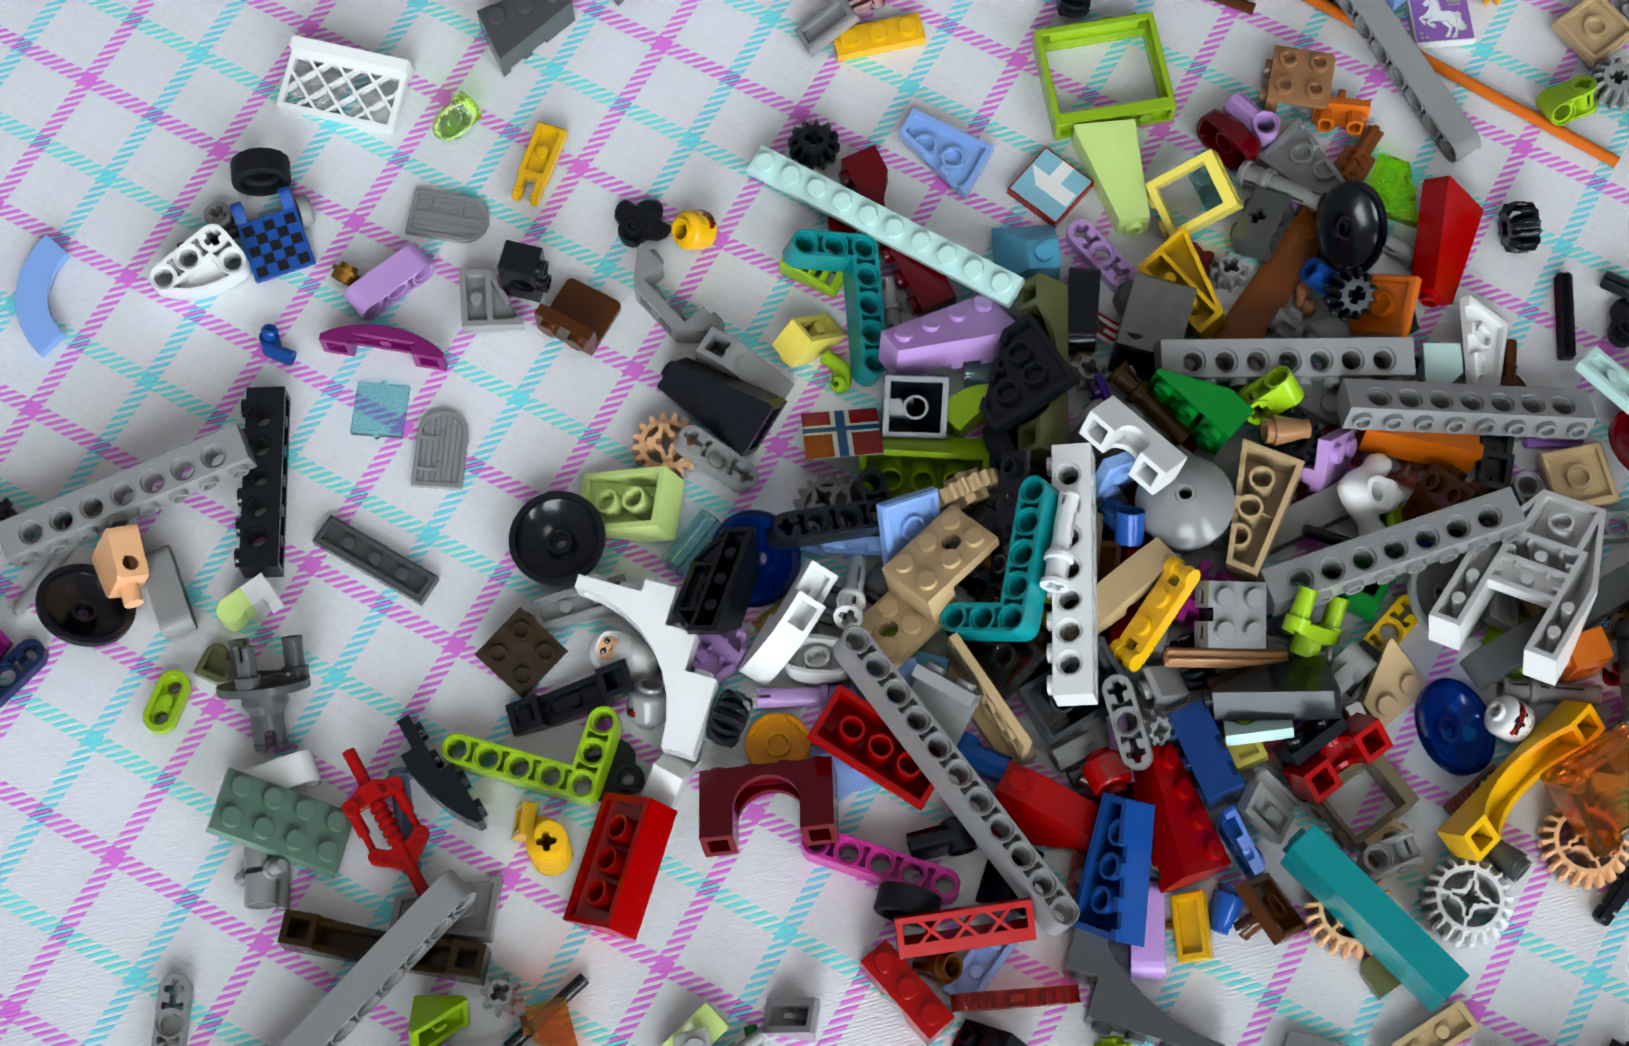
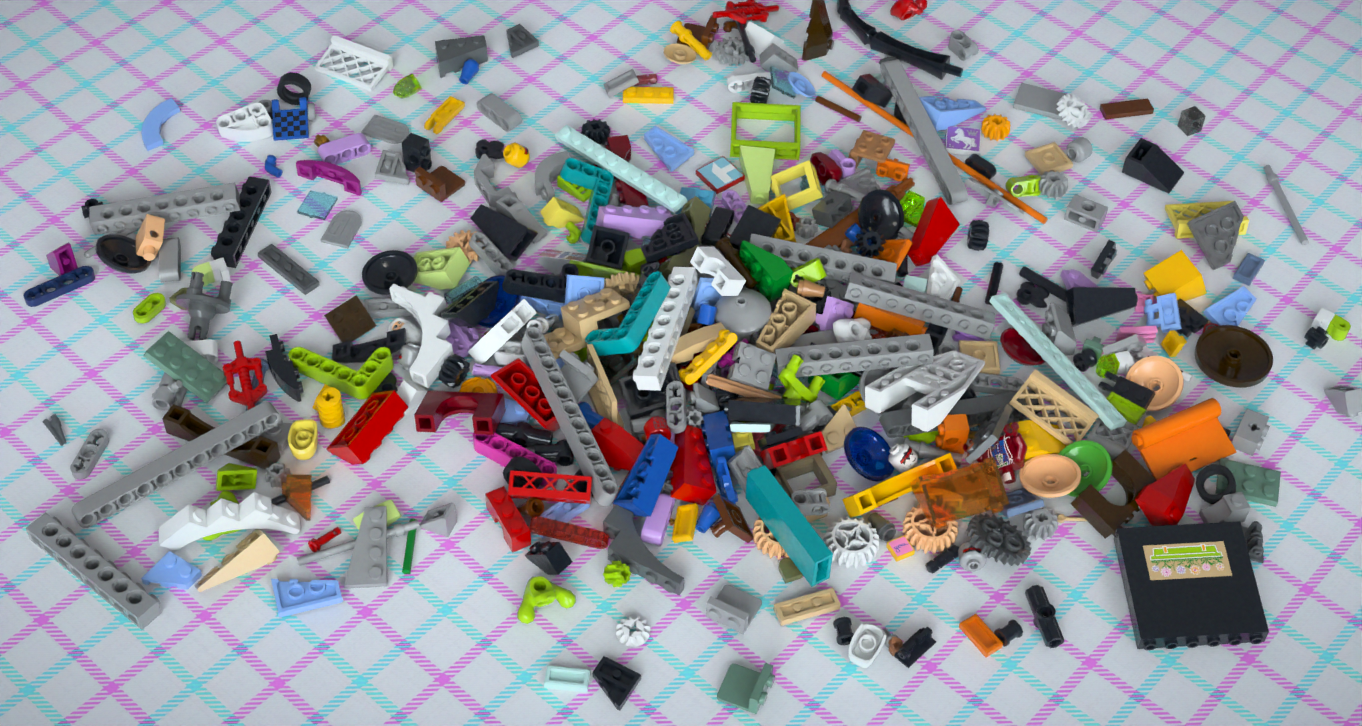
camera: 10 degrees right, 20 degrees down
(92, 983) = (54, 427): none -> dark grey piece
(521, 914) = (303, 439): none -> light yellow piece
(552, 55) = (469, 70): none -> blue cone
(633, 137) = (499, 112): none -> light grey beam
(761, 243) = (548, 172): none -> light grey arch
(881, 817) = (524, 434): none -> black piece
(1059, 555) = (658, 310): white pin -> none
(1486, 71) = (981, 165): none -> black beam
(1529, 133) = (996, 193): none -> light grey shield
(1543, 890) = (900, 548): none -> tile

